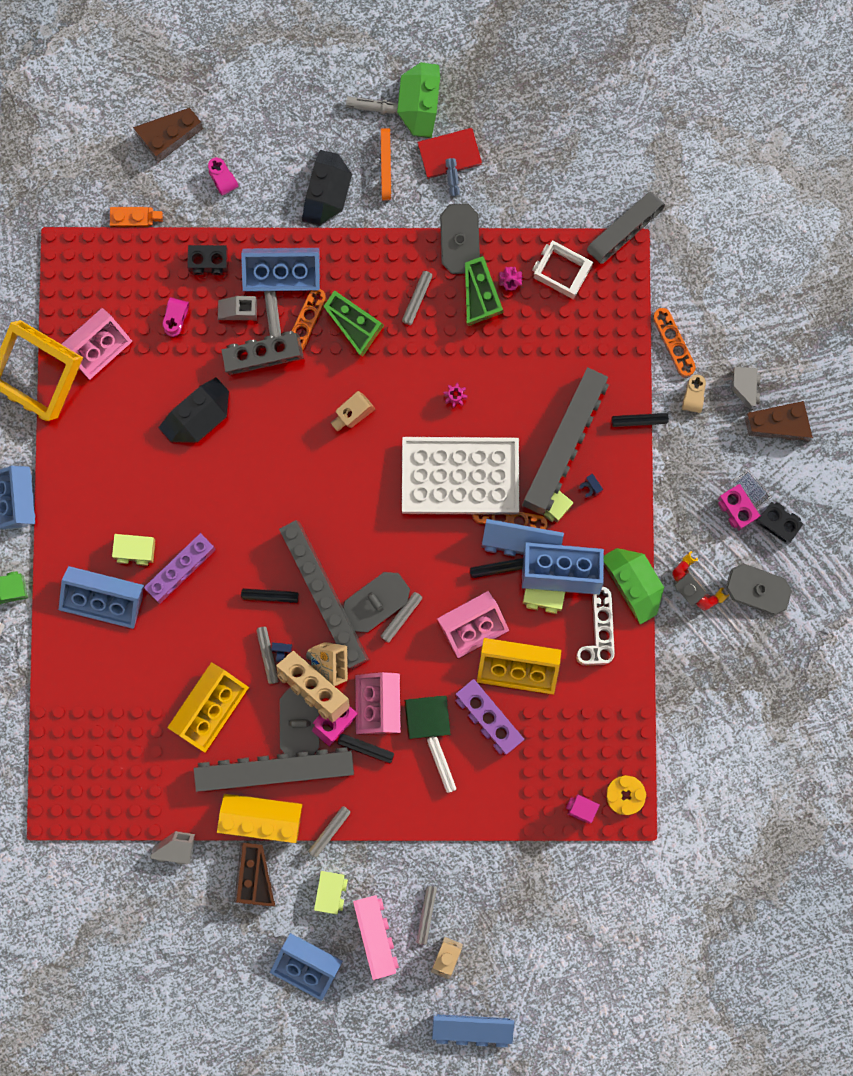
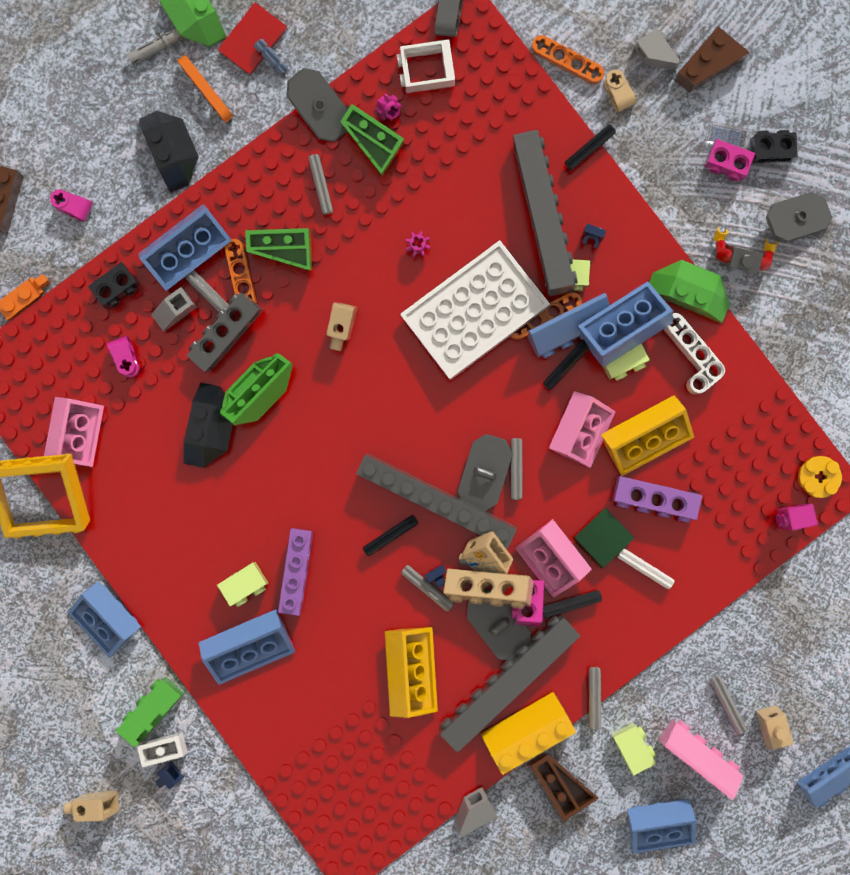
camera: 30 degrees left, 5 degrees up
(253, 413) = (256, 390): none -> bright green wedge

